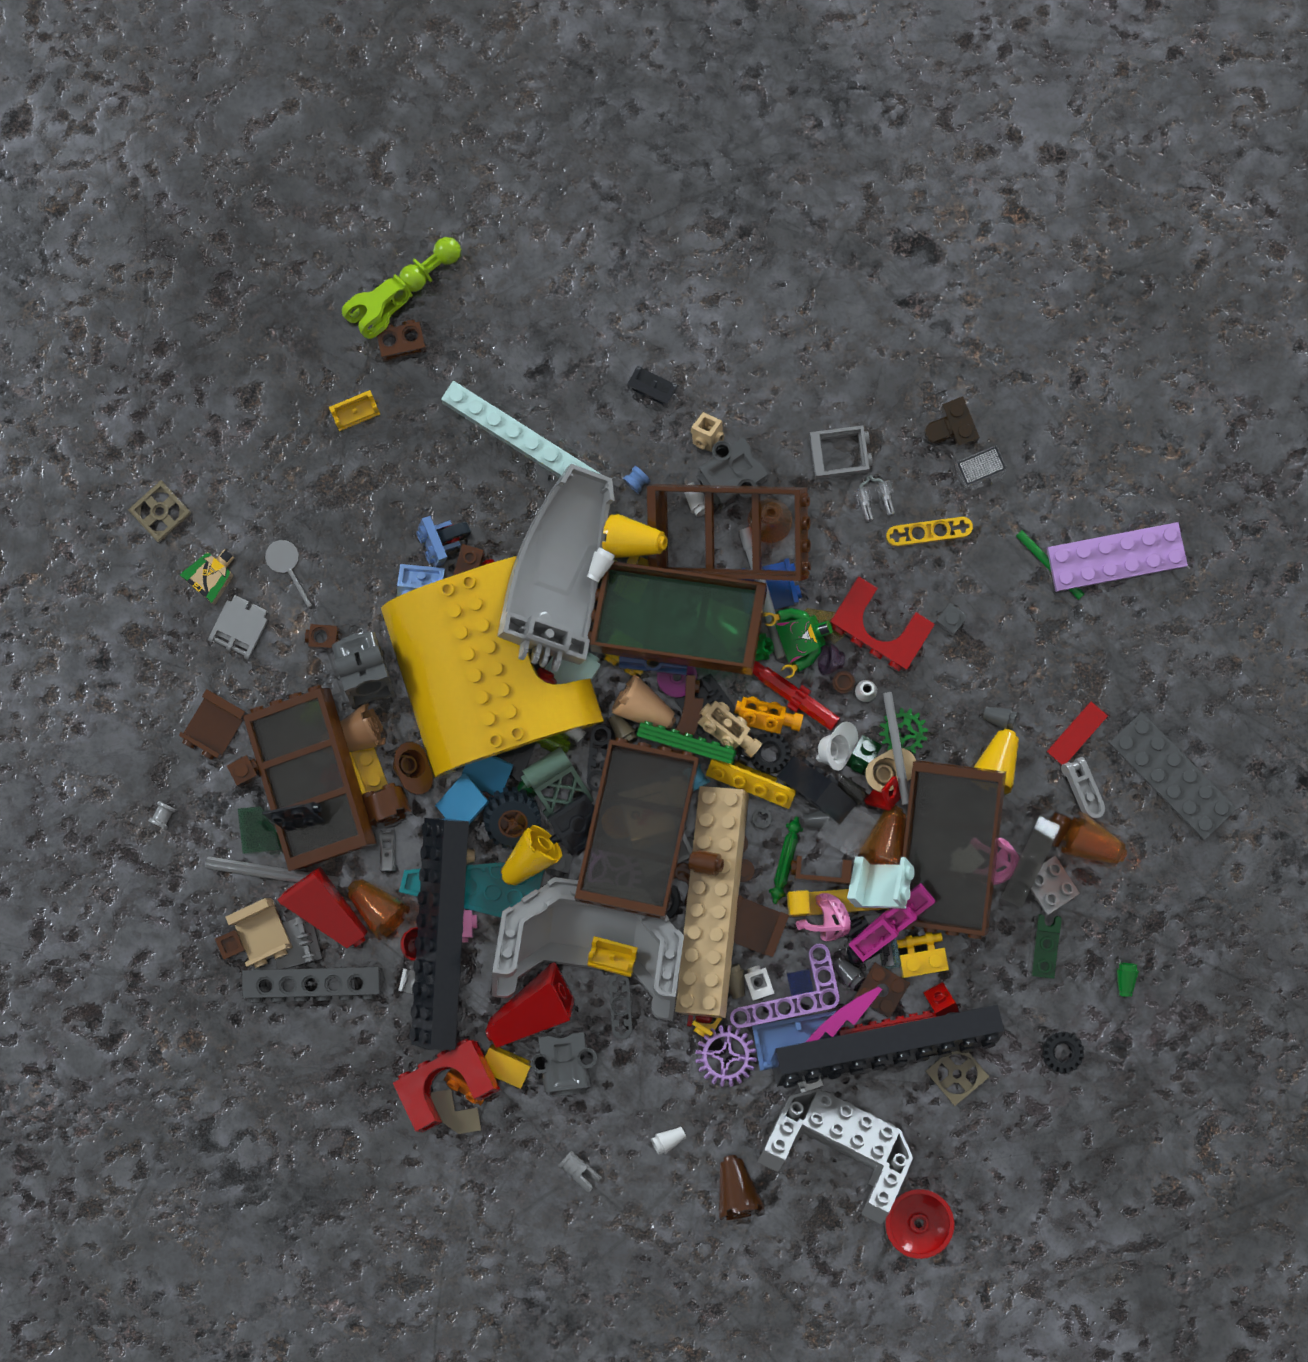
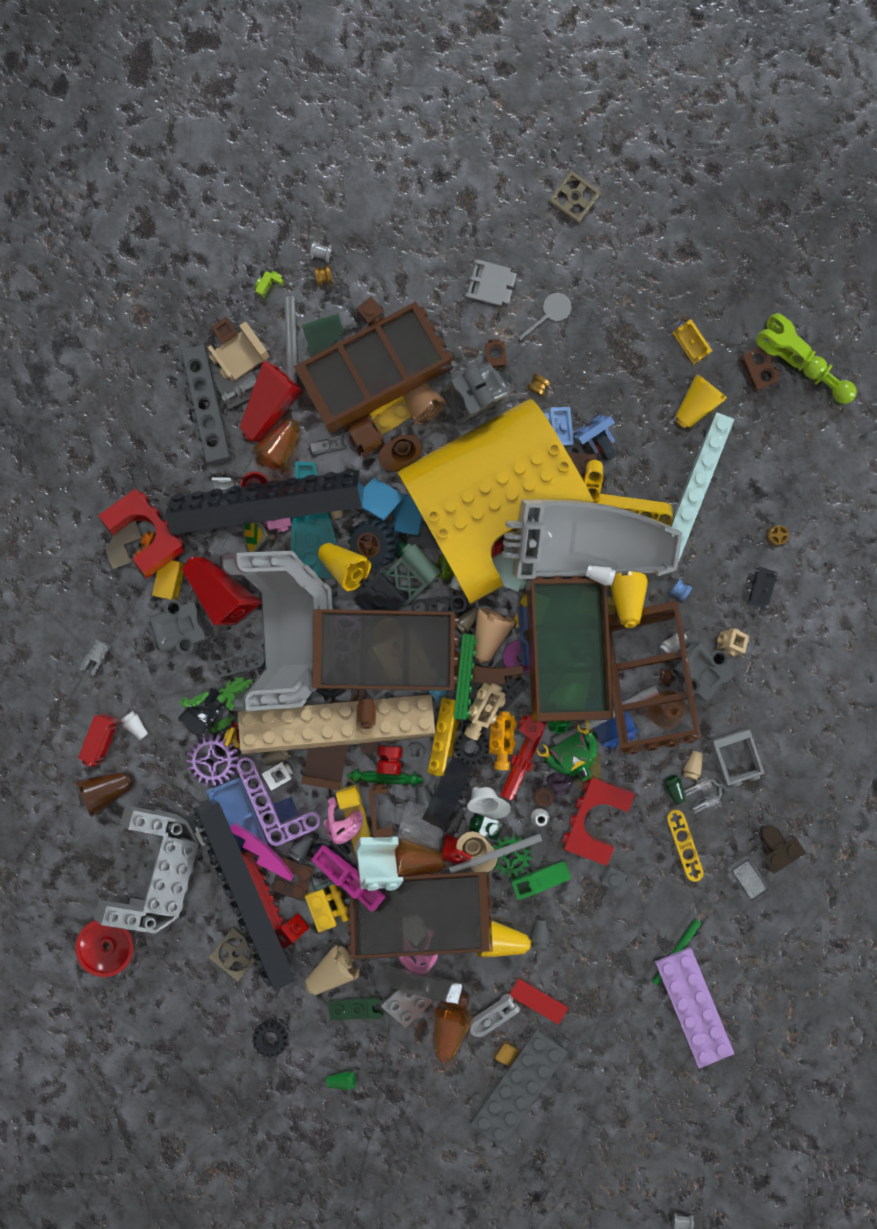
camera: 75 degrees right, 5 degrees up
(186, 889) = (264, 283): none -> lime bracket
(190, 817) = (323, 275): none -> pearl gold wheel
(210, 575) = (528, 249): torso -> none
(213, 725) = (403, 278): reddish brown panel -> none
(296, 816) = (339, 362): black hinge -> none
(368, 594) = (538, 385): none -> pearl gold wheel
(425, 416) = (698, 402): none -> yellow cone
(476, 955) = (255, 535): none -> shield
(537, 491) = (655, 510): none -> yellow beam
(595, 353) = (781, 534): none -> pearl gold wheel
(612, 956) = (275, 649): yellow hinge -> none
(663, 1049) = (203, 709): none -> helmet
(676, 1183) = (98, 739): none -> red window
(731, 516) = (665, 676): none -> reddish brown bush
(759, 680) = (530, 728): none -> red bracket
(765, 850) = (389, 759): none -> red wheel
(841, 504) = (693, 766): none -> tan cone
(862, 530) = (674, 788): none -> dark green cone
(937, 704) = (540, 880): none -> green slope
(998, 965) = (332, 971): none -> tan cone
(1130, 782) = (506, 1053): none -> pearl gold slope

